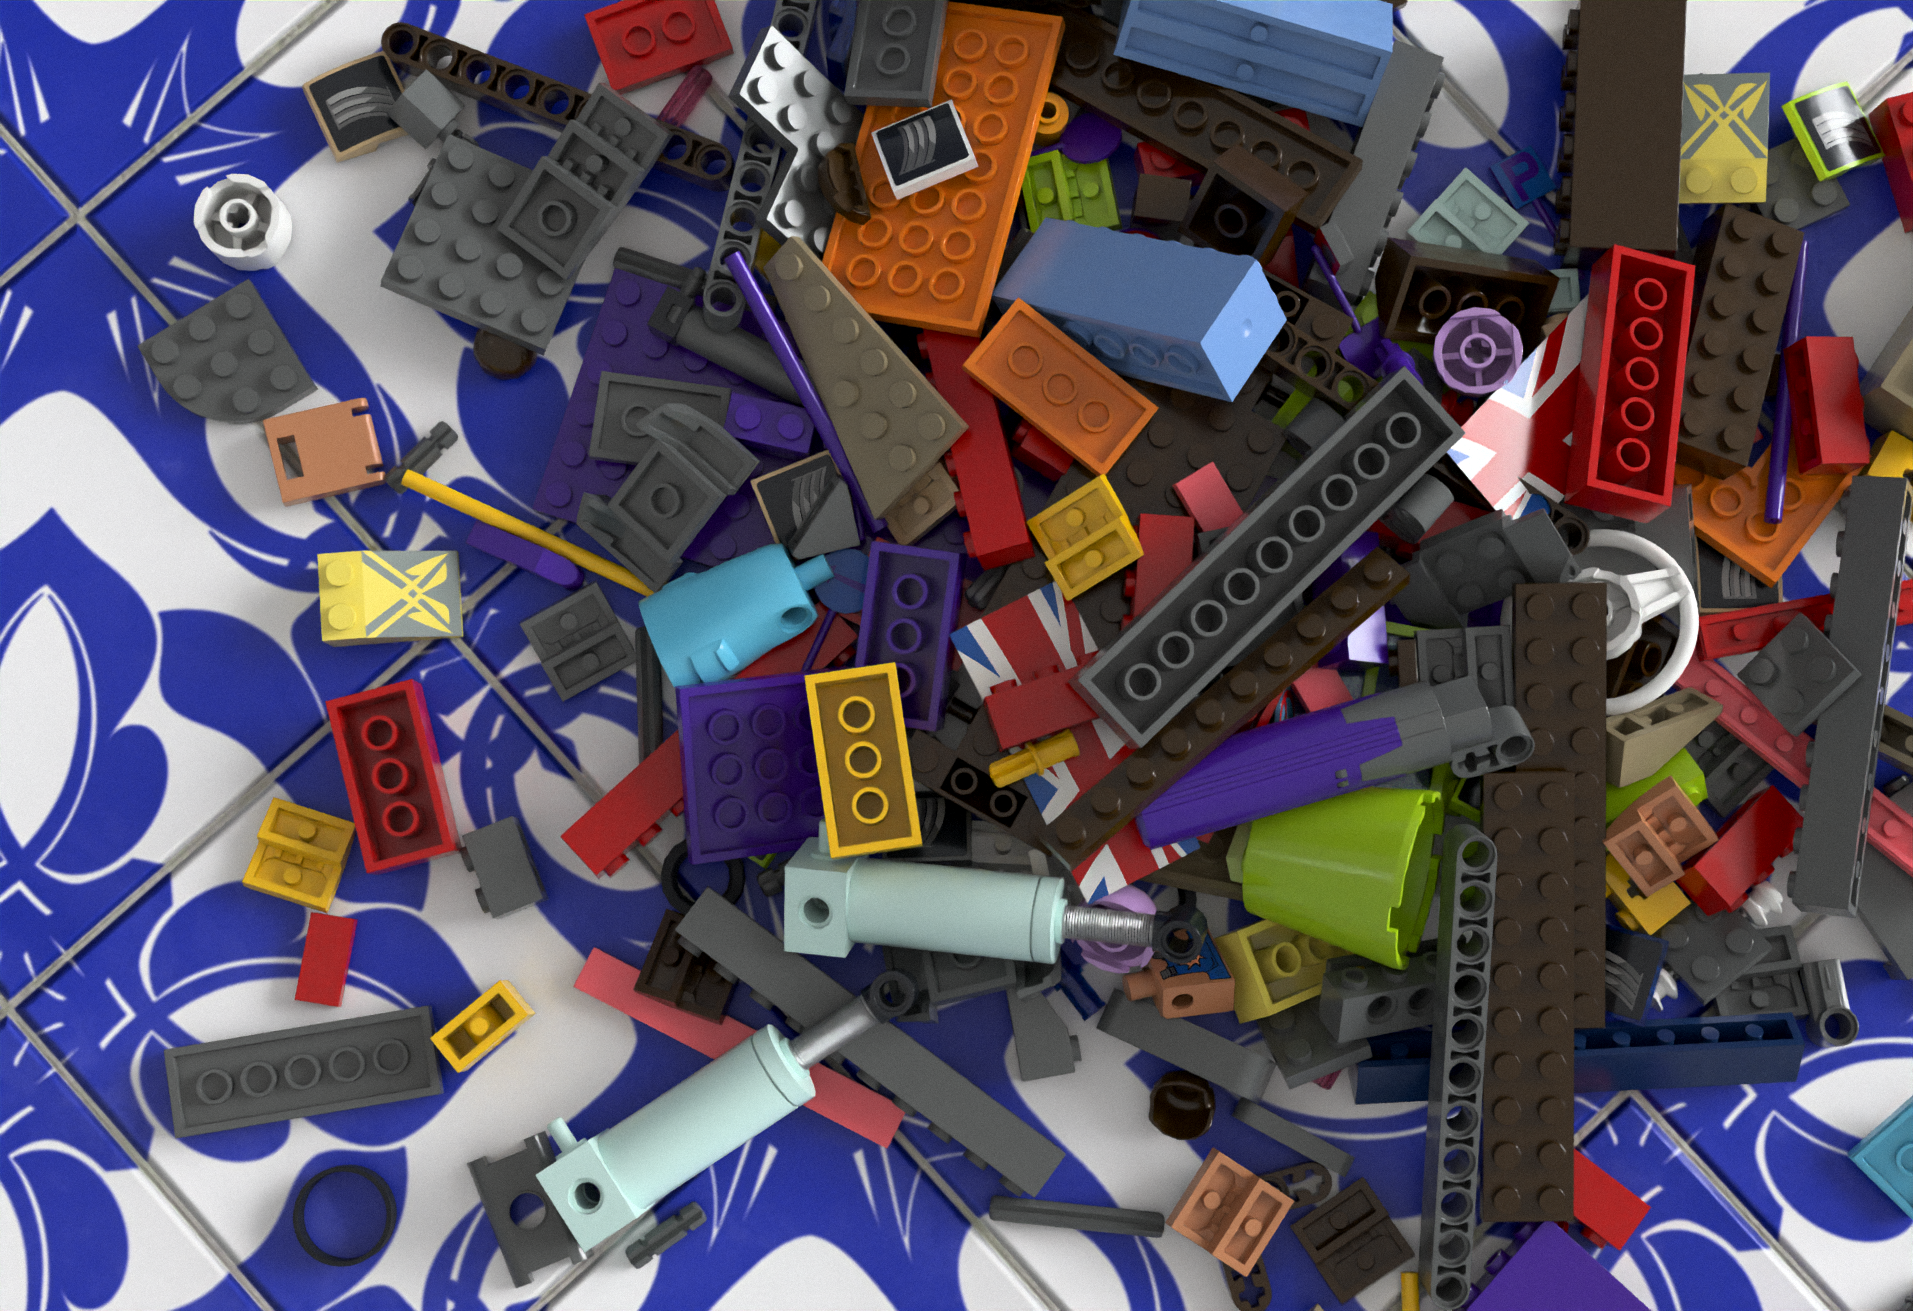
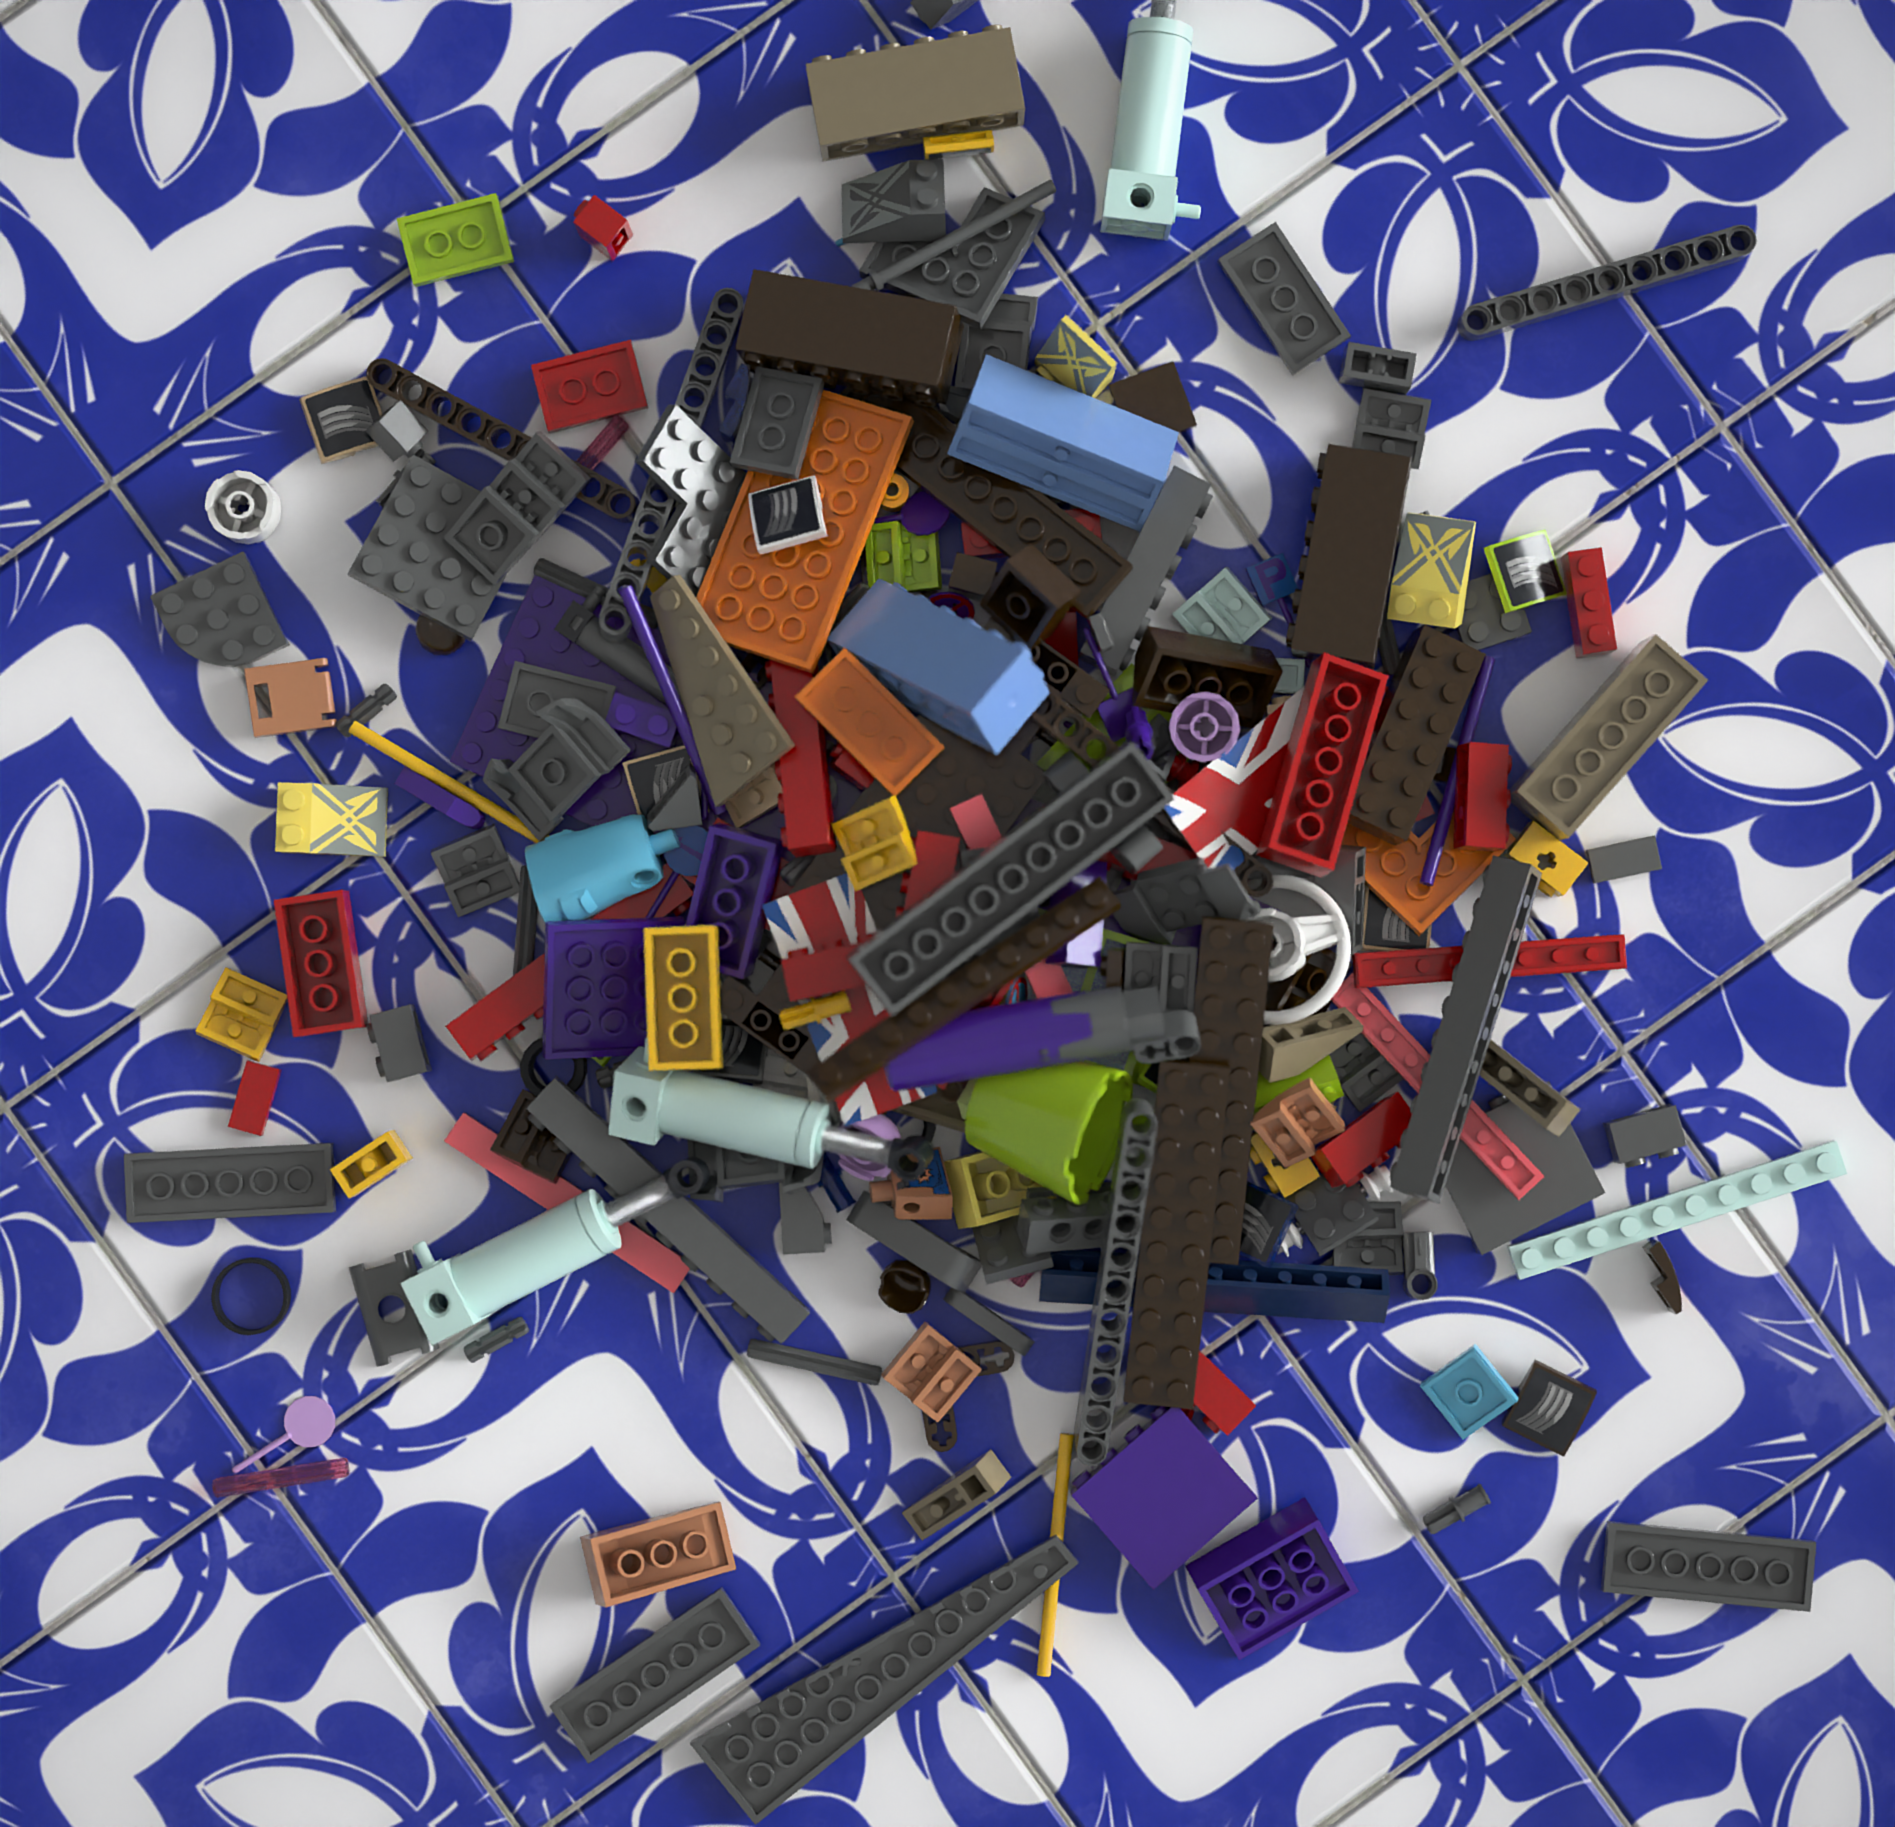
camera: 15 degrees right, 5 degrees up
(843, 184) = (719, 534): dark brown plate -> none
(1352, 1241) = (1025, 1405): dark brown slope -> none
(1799, 674) = (1425, 1008): dark grey plate -> none

